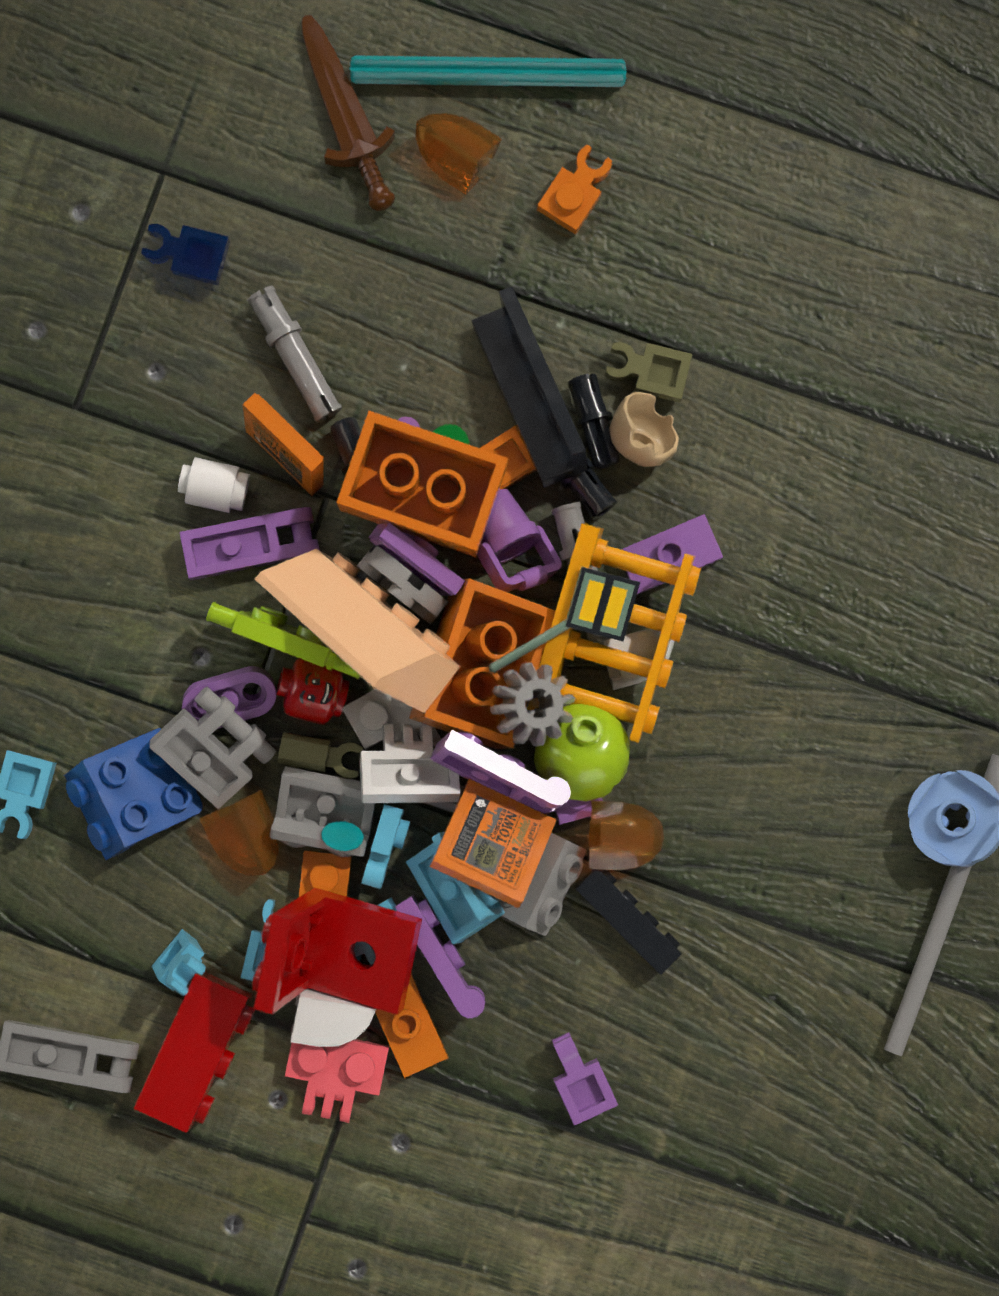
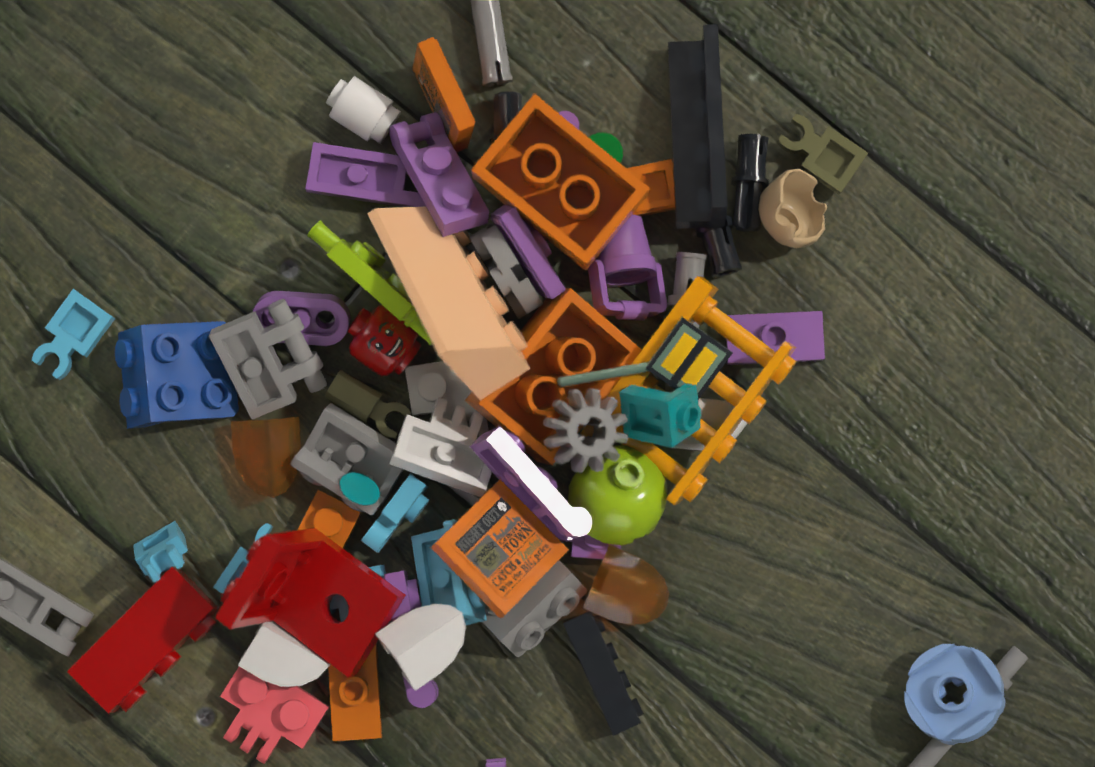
camera: 30 degrees right, 0 degrees up
(307, 519) = (439, 175): none -> medium lavender plate
(455, 955) = (424, 641): none -> white brick
(596, 664) = (660, 415): none -> teal bracket

